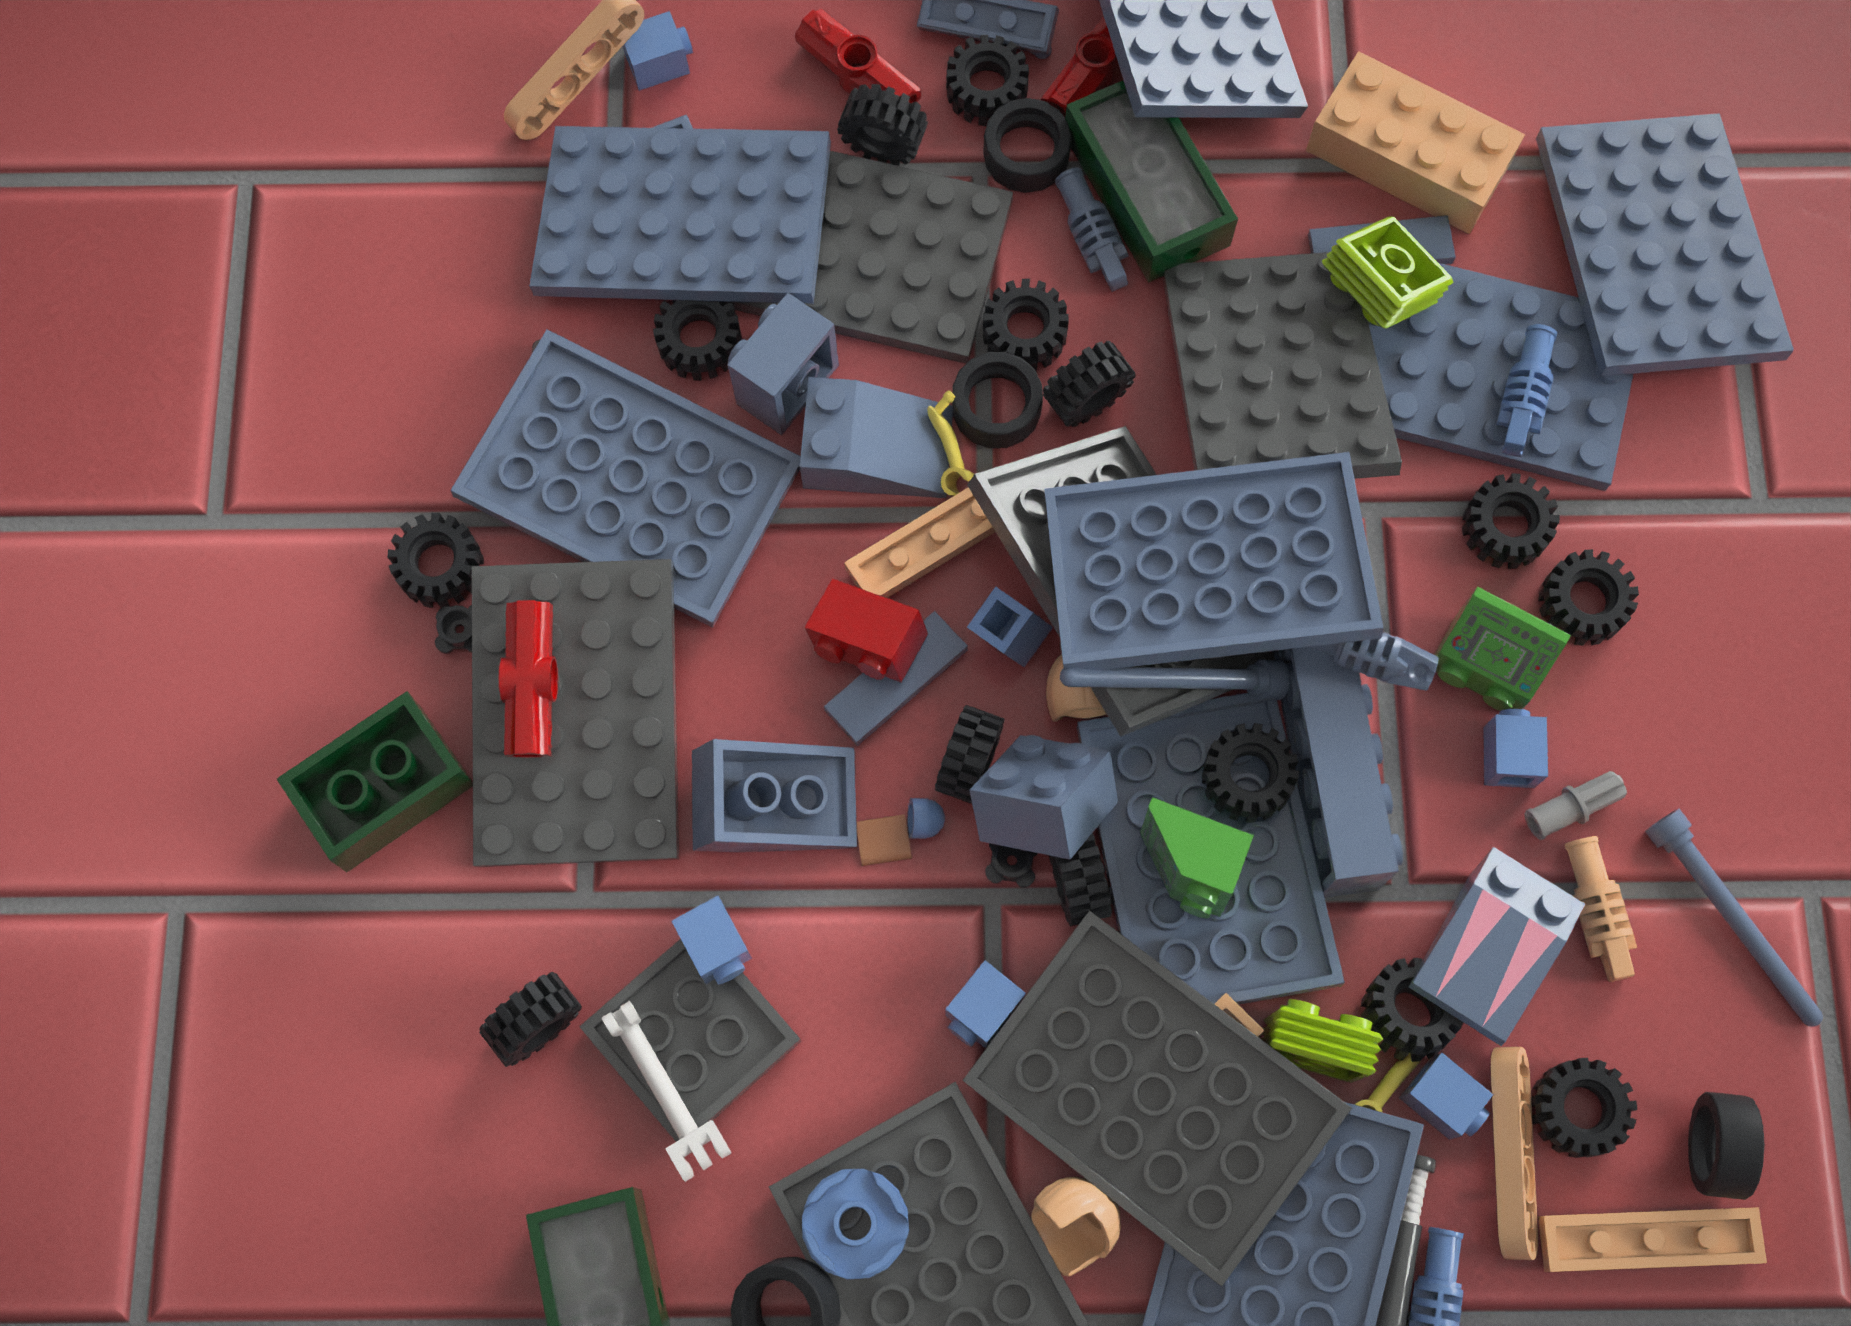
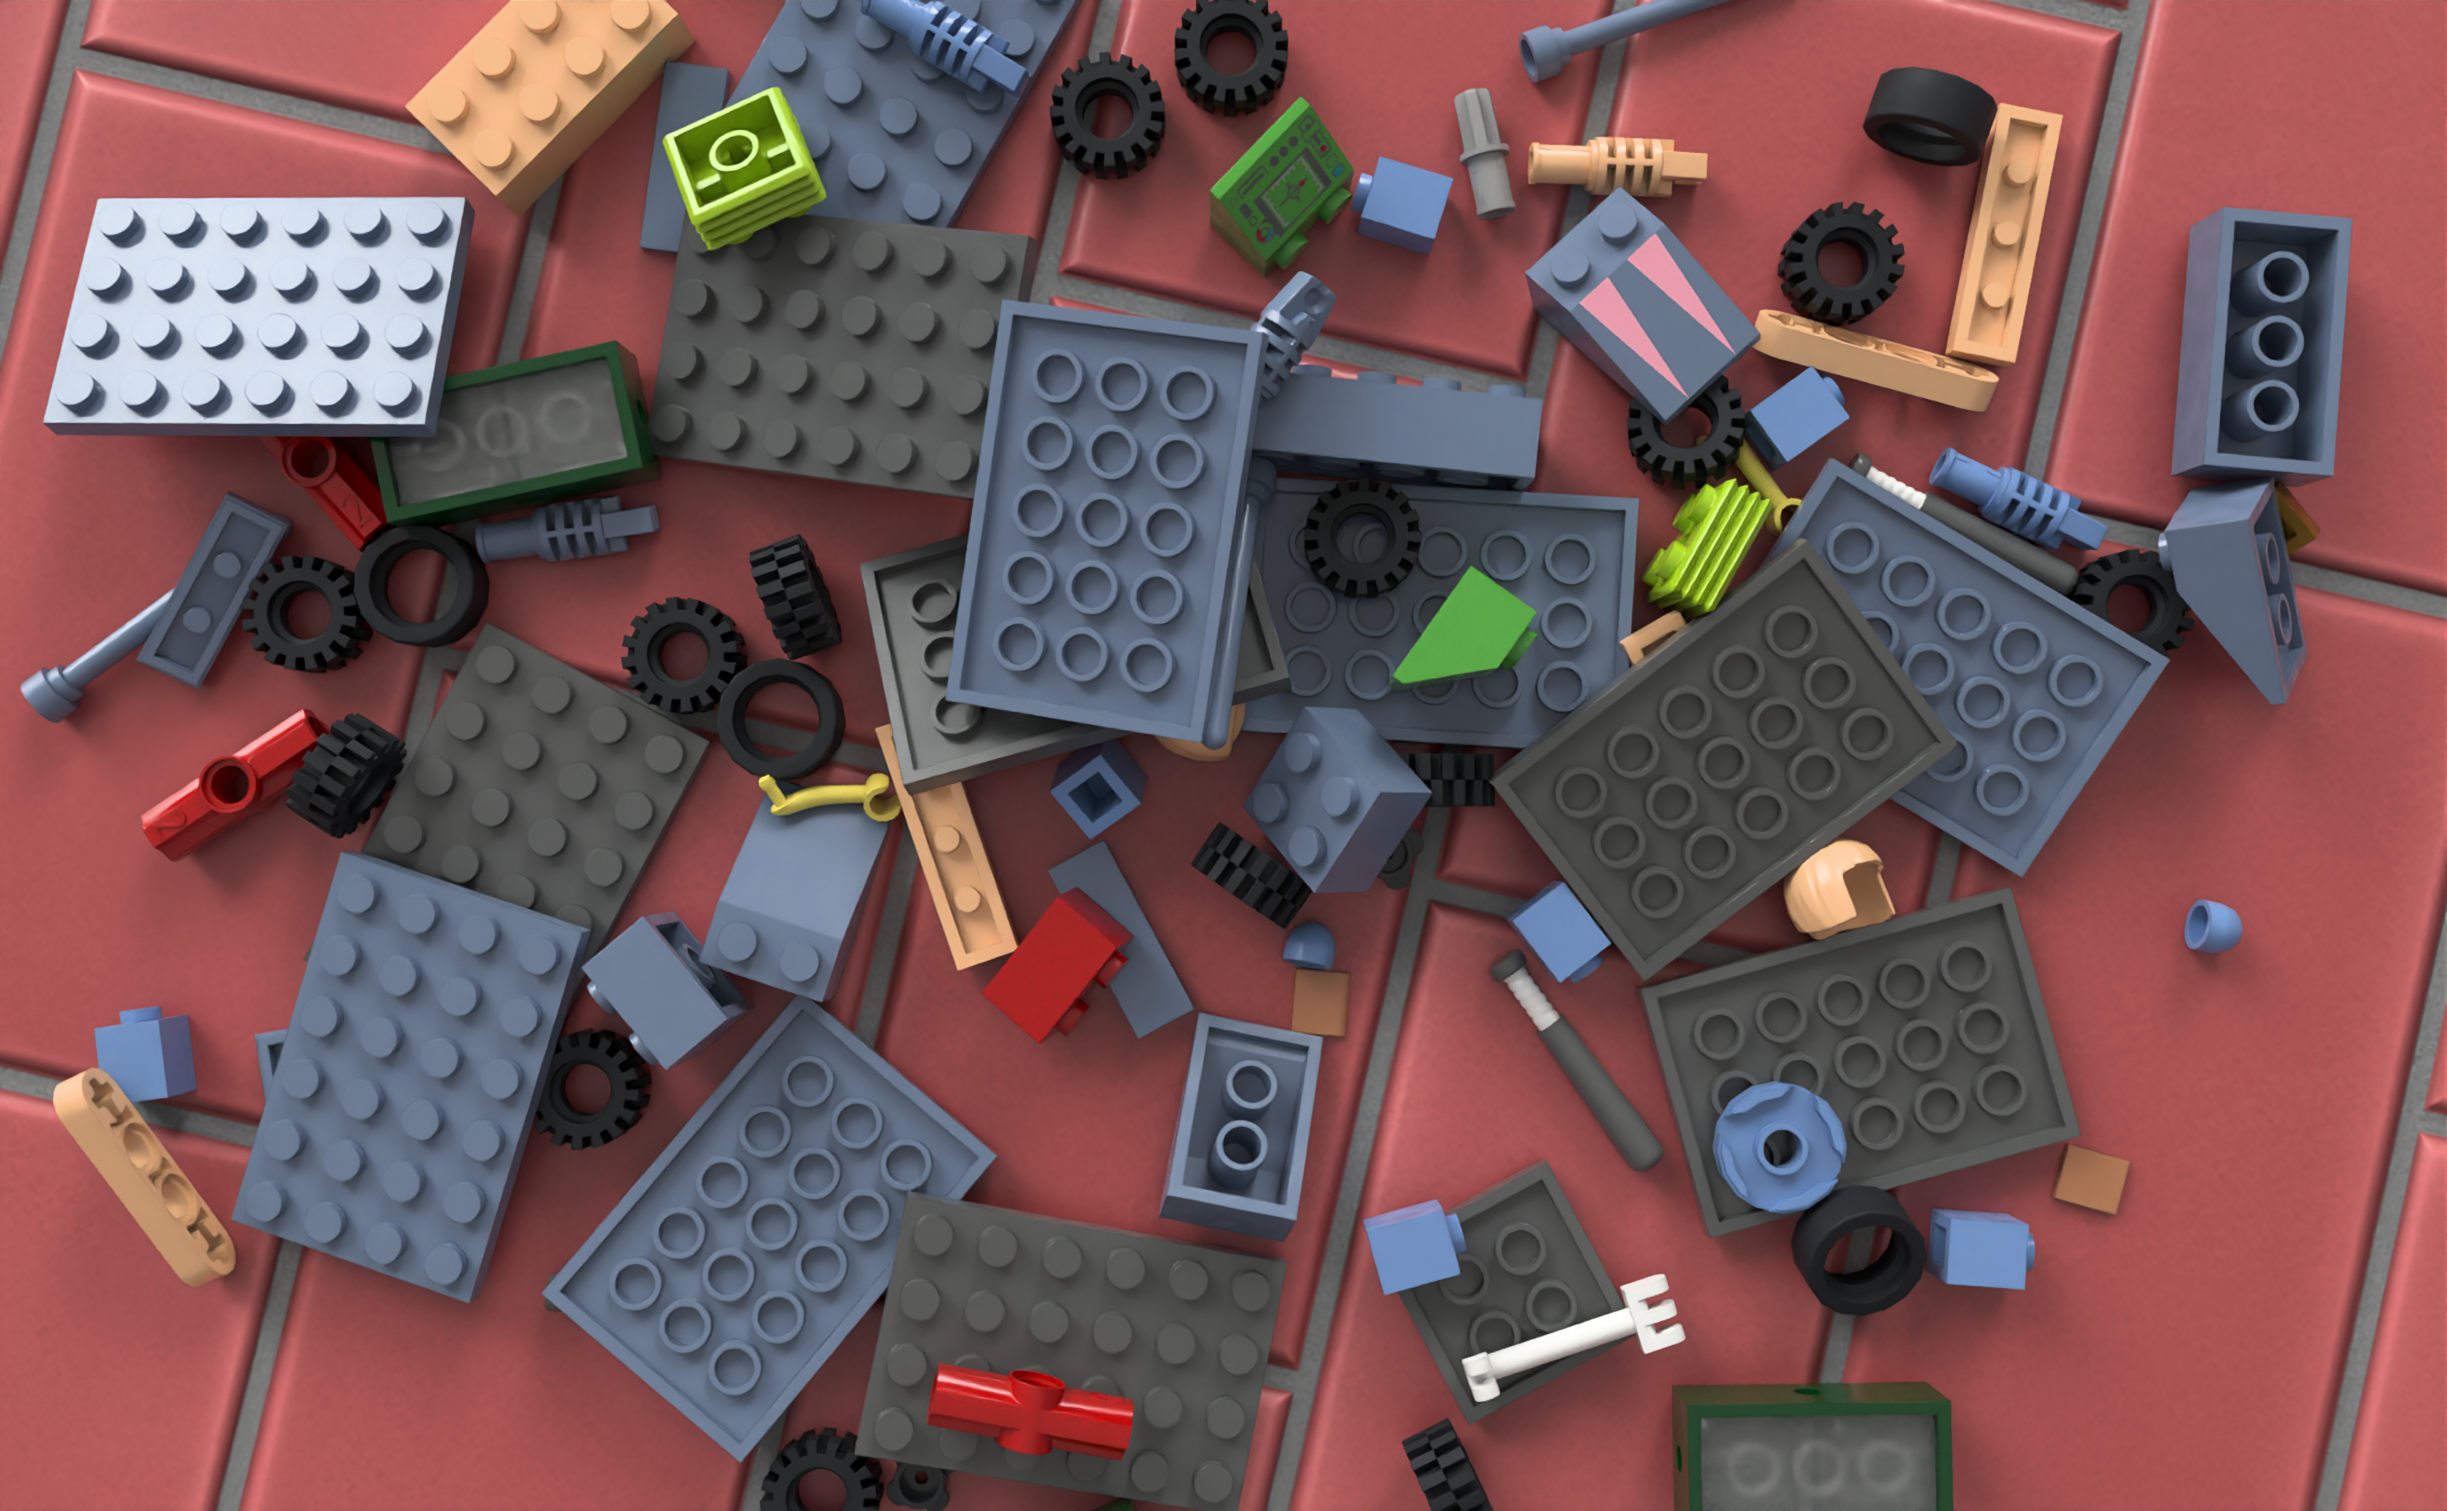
camera: 80 degrees left, 15 degrees up
(872, 1063) = (1592, 1082): none -> dark grey piece

